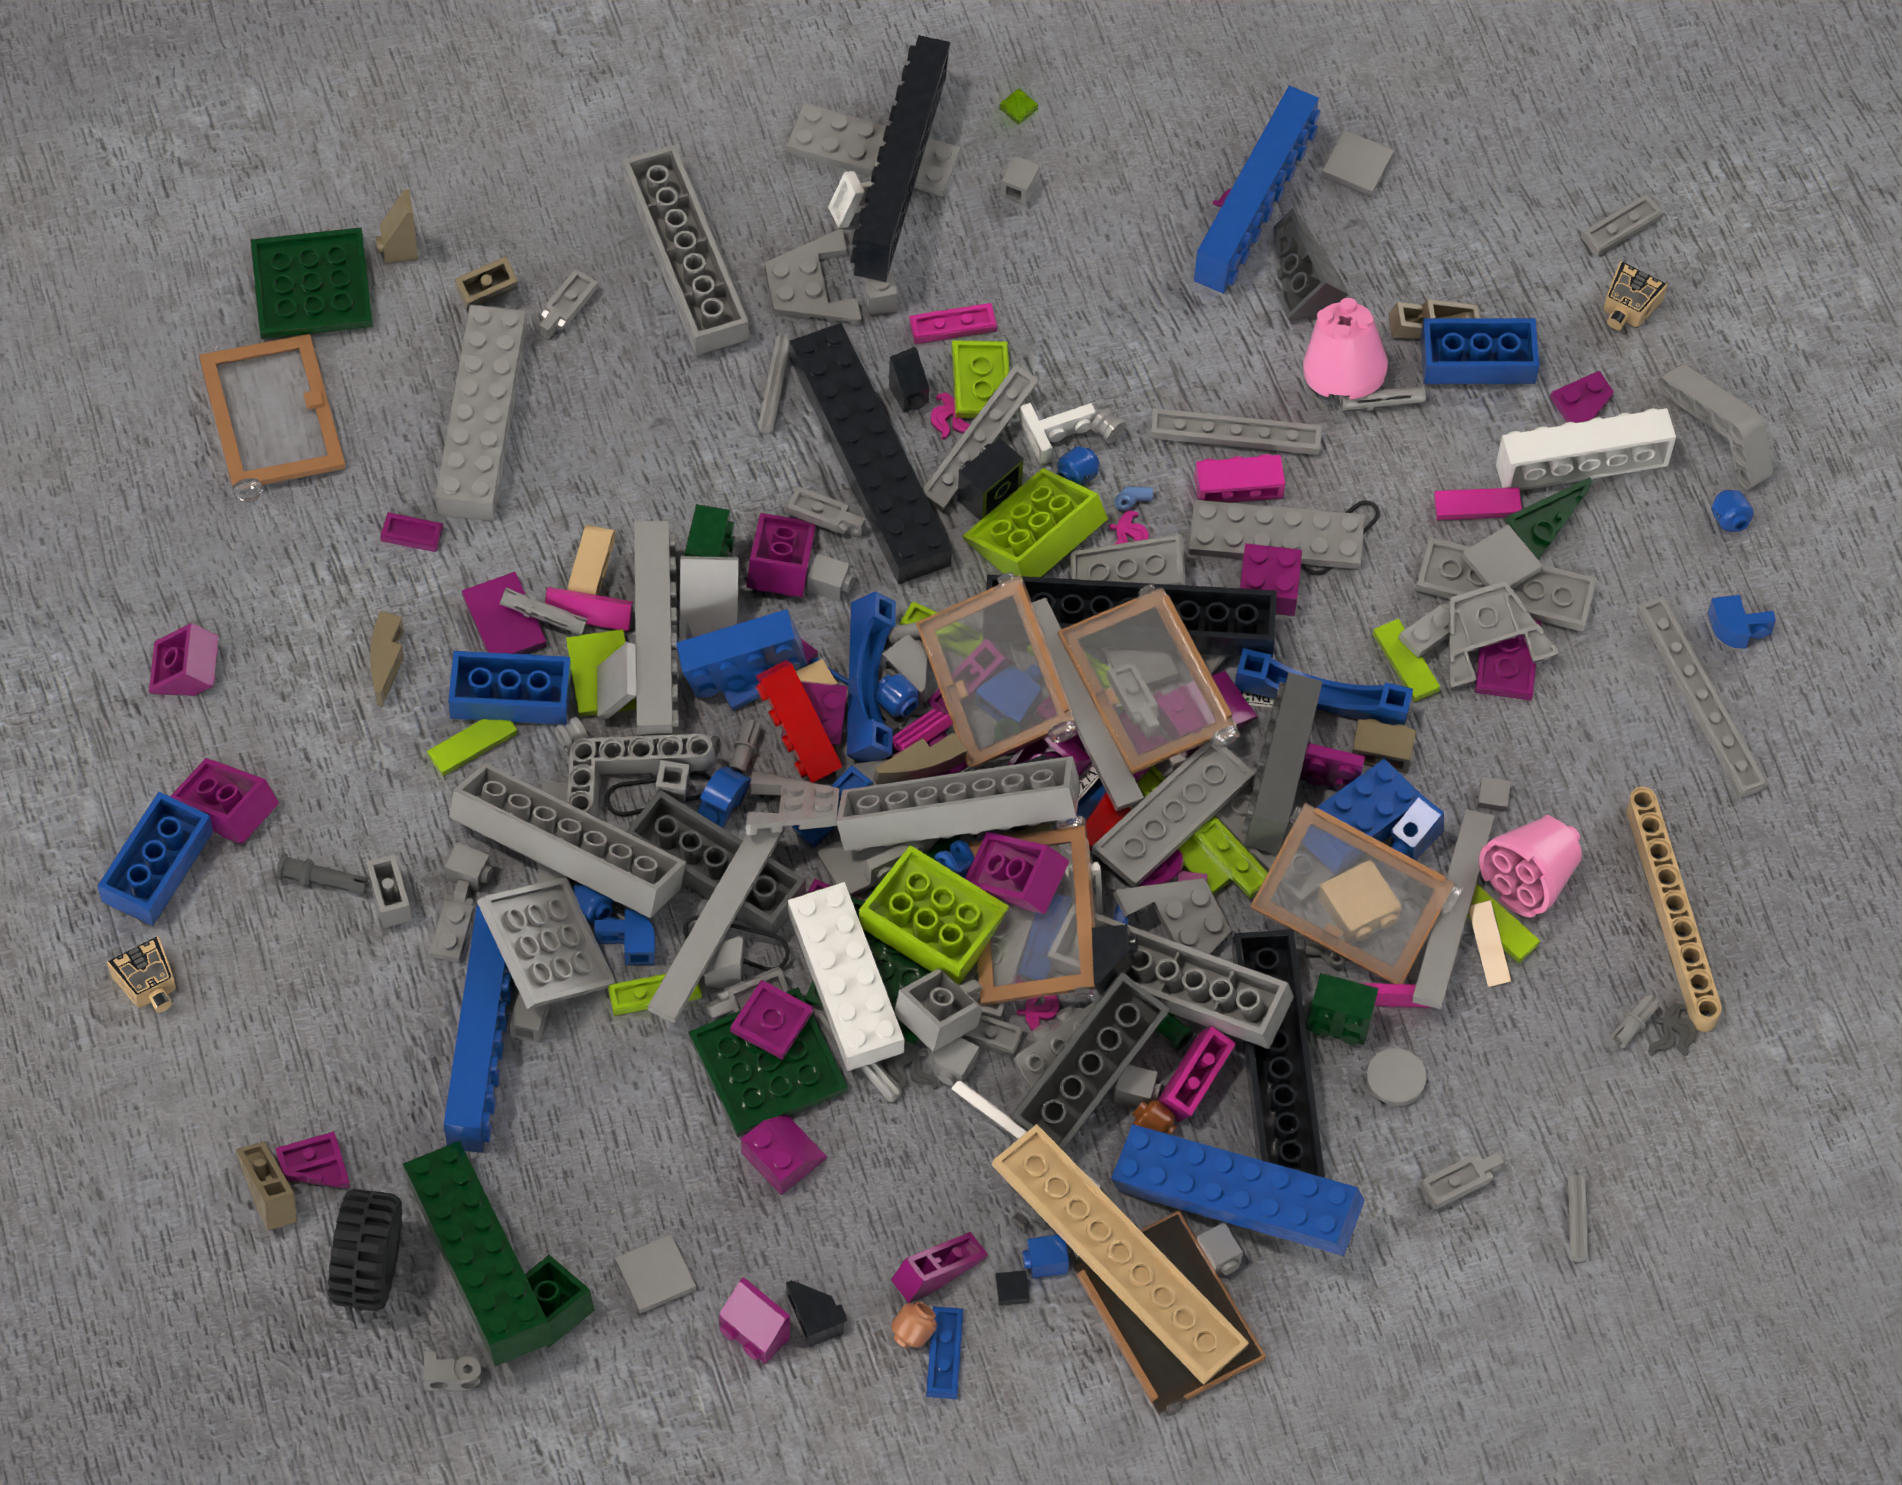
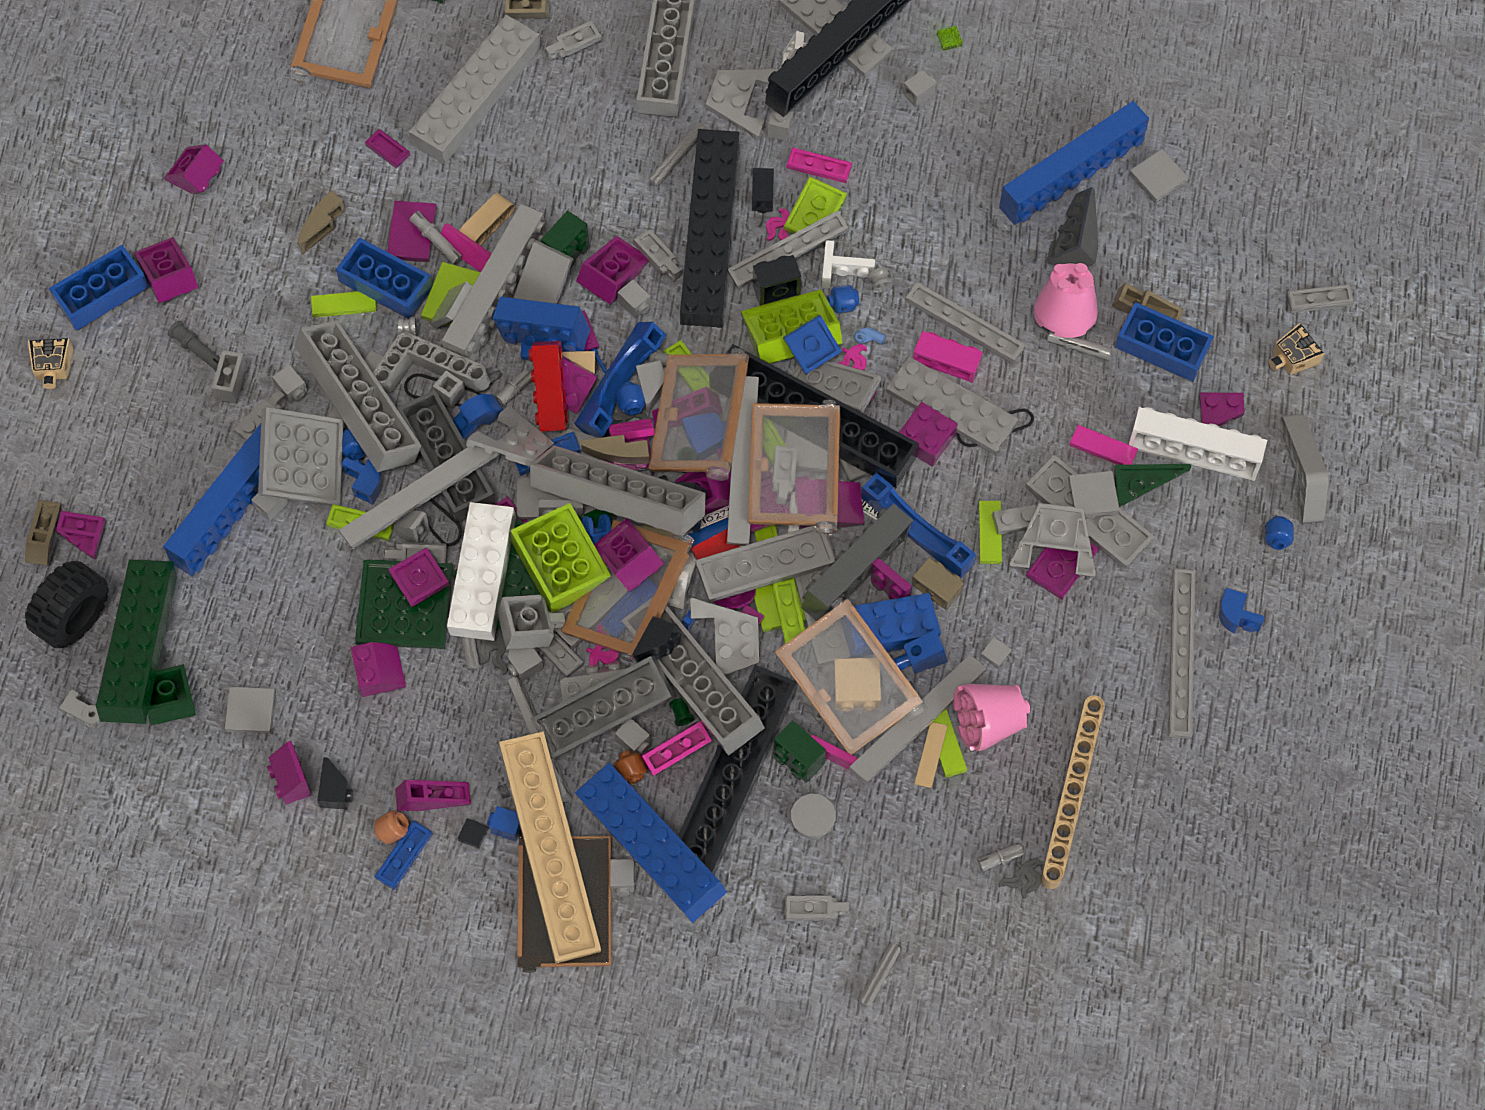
camera: 30 degrees right, 5 degrees up
(1079, 533) = (812, 344): none -> blue tile

